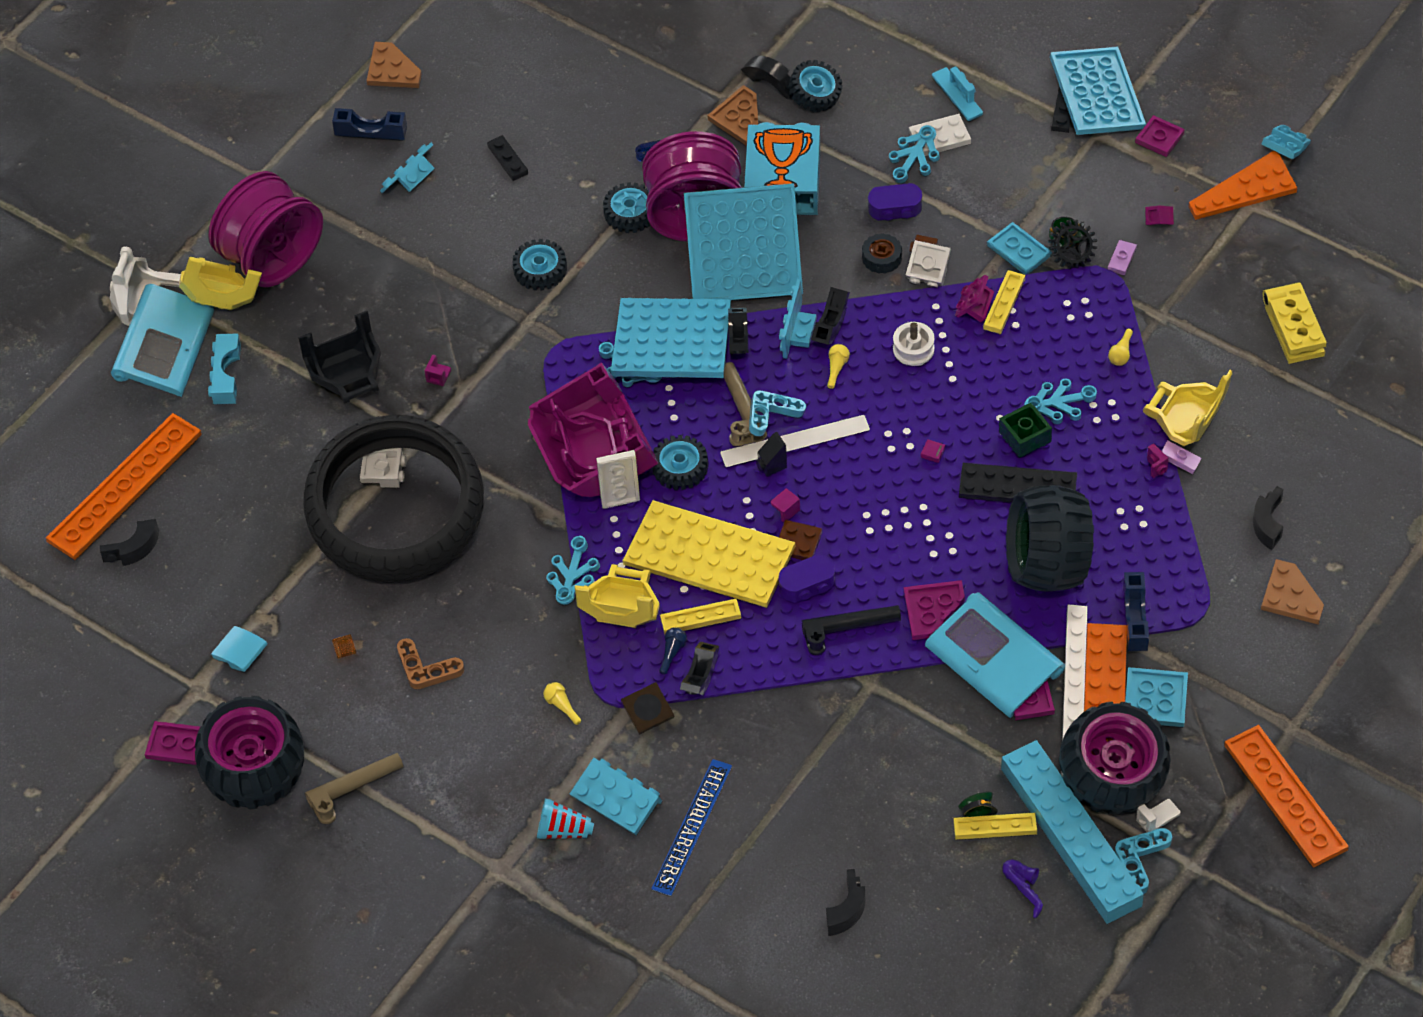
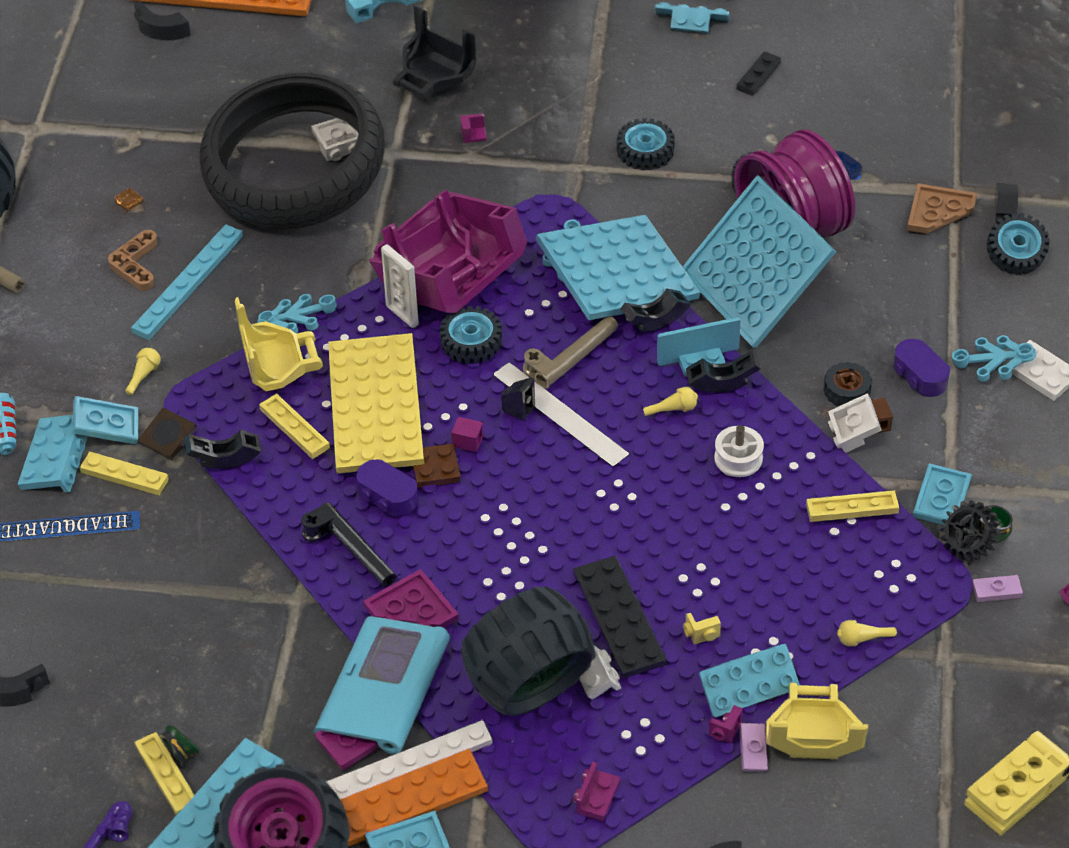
camera: 60 degrees right, 5 degrees down
(239, 648) = (85, 133): medium azure slope -> none
(476, 637) = (187, 282): none -> medium azure plate
(608, 744) = (105, 420): none -> medium azure tile
(667, 755) = (124, 473): none -> light yellow plate
(675, 639) = (253, 417): dark blue piece -> none
(760, 403) = (574, 366): medium azure beam -> none
(785, 157) = (890, 261): medium azure brick -> none
(933, 451) = (616, 526): magenta tile -> none
(975, 299) = (835, 482): magenta bracket -> none
(1025, 430) = (687, 587): dark green brick -> none
(1058, 401) = (755, 605): medium azure plant -> none
(1062, 444) = (703, 630): none -> light yellow bracket
(1123, 431) = (748, 679): none -> medium azure bracket
(1135, 611) = (529, 773): dark blue arch -> none
(1169, 563) = (596, 793): none -> magenta bracket

